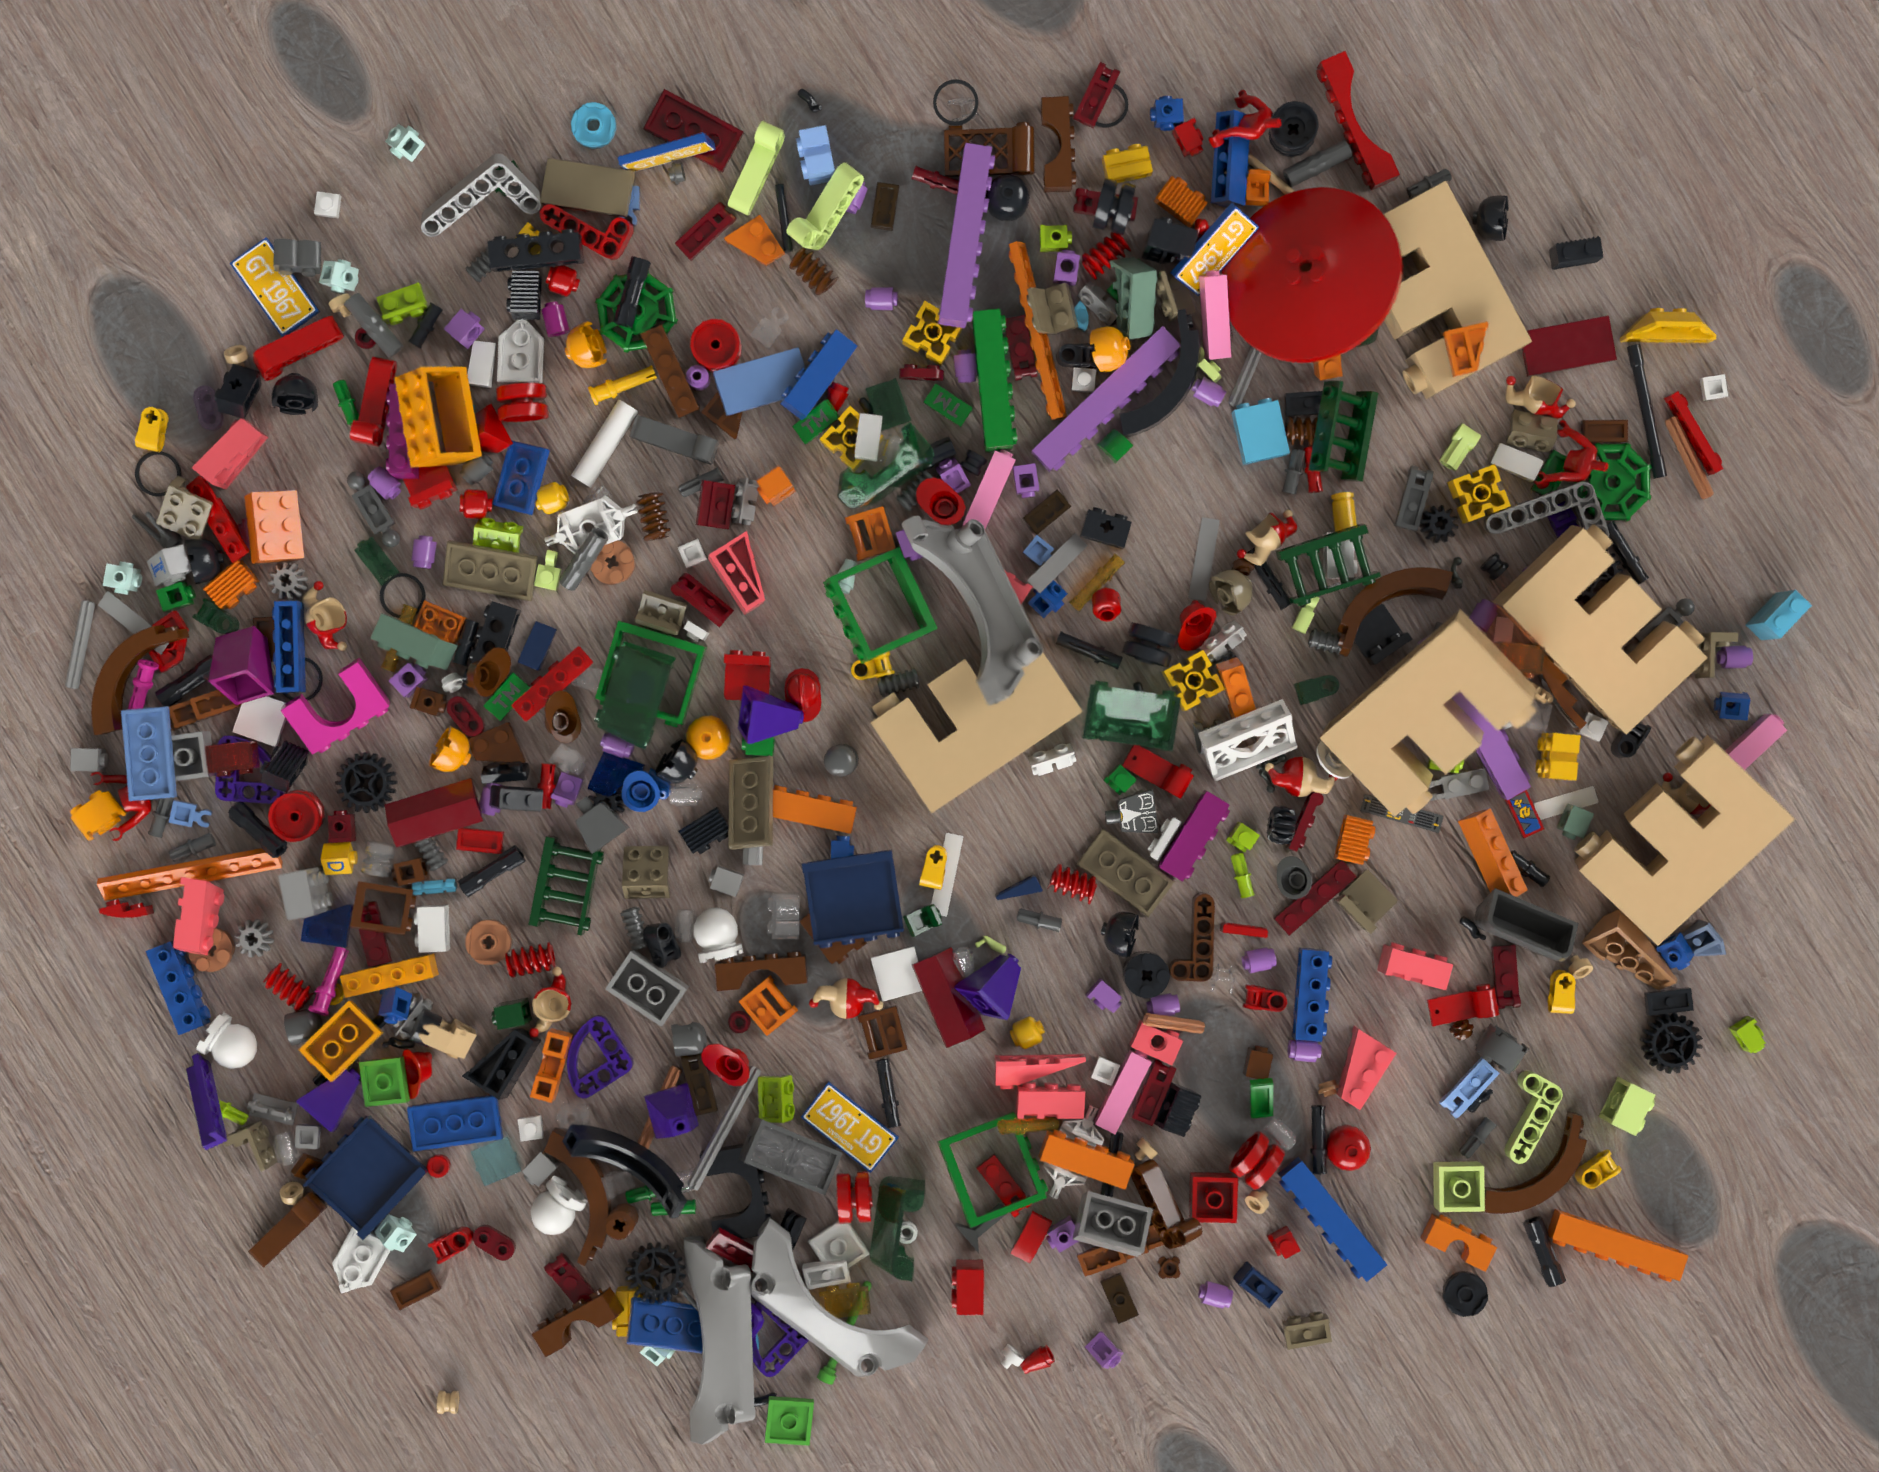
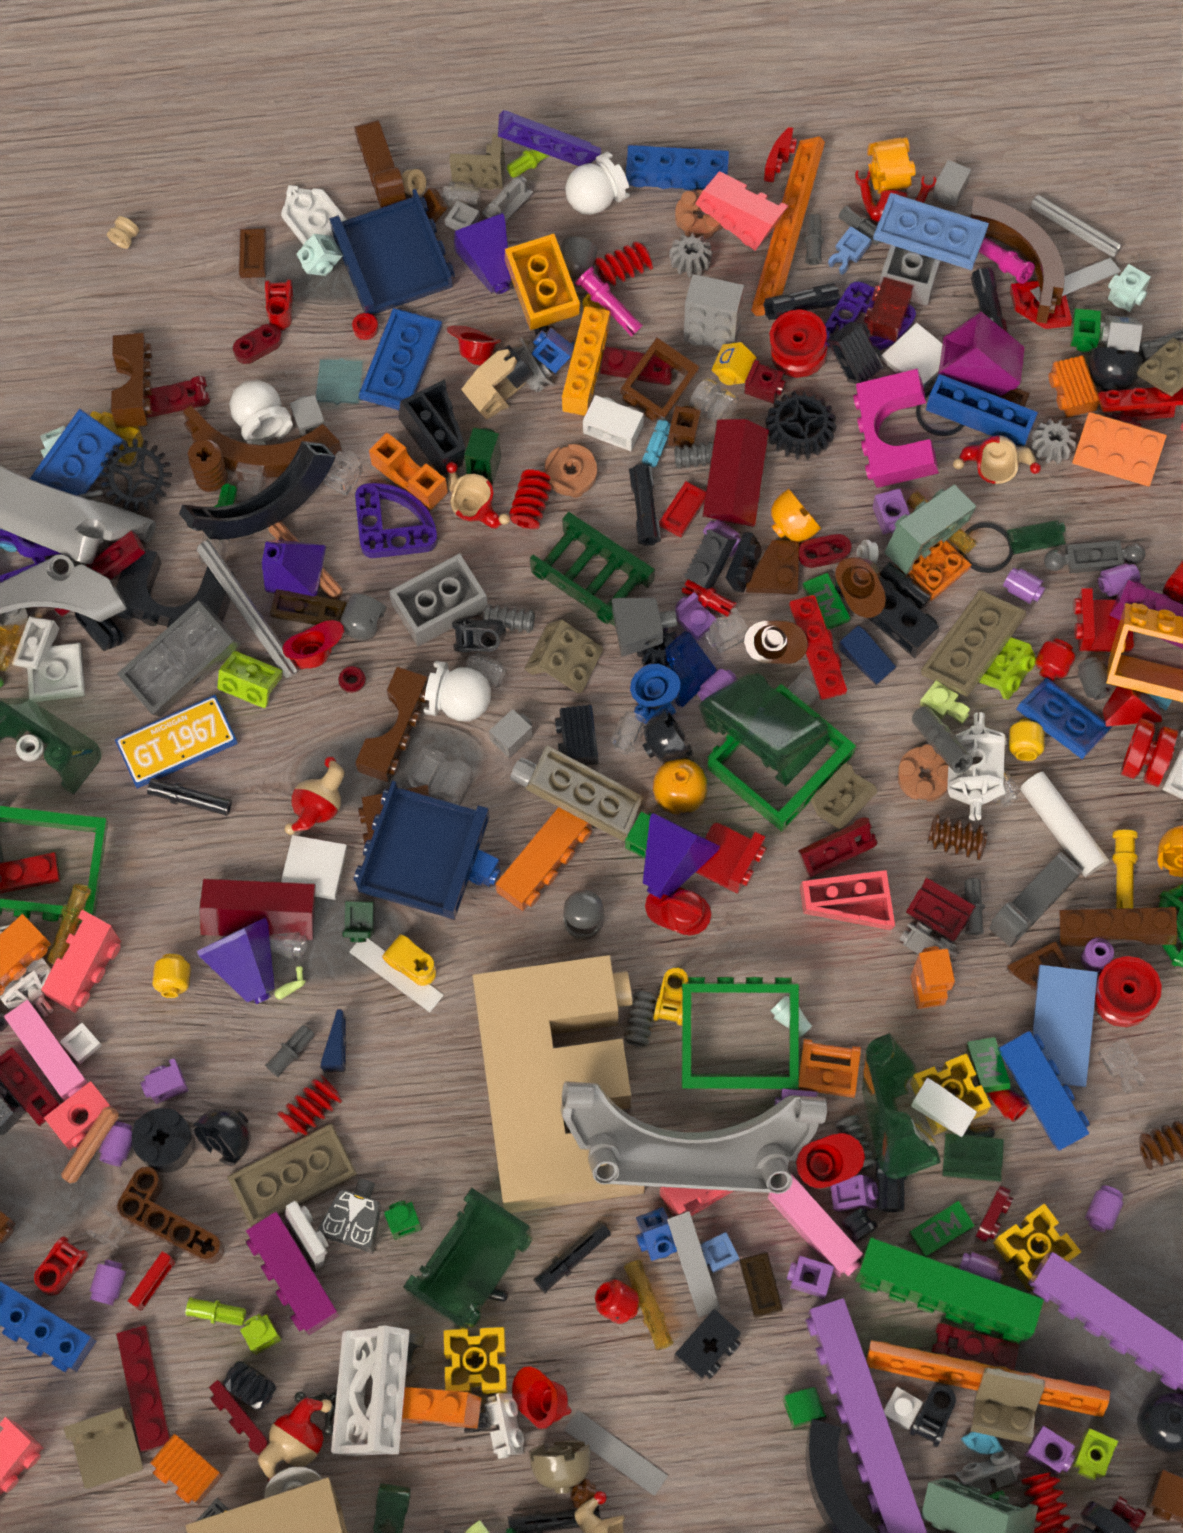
camera: 120 degrees right, 20 degrees down
(199, 709) = (955, 298): dark orange slope -> none
(213, 617) = (1044, 356): clear green piece -> none
(329, 927) = (665, 323): clear blue wing -> none
(384, 1081) = (479, 310): bright green plate -> none
(401, 1044) = (514, 340): black piece -> none
(419, 699) = (867, 519): reddish brown brick -> none
(531, 1128) = (354, 428): white plate -> none
(658, 1209) = (188, 536): green axle -> none
(692, 553) = (896, 862): white tile -> none
(695, 632) = (805, 824): white plate -> none
(762, 1011) = (352, 707): orange plate -> none
(854, 1197) = (97, 705): red wheel -> none
(890, 1031) = (254, 829): reddish brown plate -> none
(1020, 1069) = (135, 950): coral wedge -> none
(1042, 761) = (467, 1138): white hinge -> none
(1110, 348) = (928, 1451): light orange cylinder -> none
(1149, 646) = (544, 1326): black wheel -> none
(1158, 771) = (389, 1271): red door -> none
(1293, 878) = (179, 1370): dark grey piece -> none

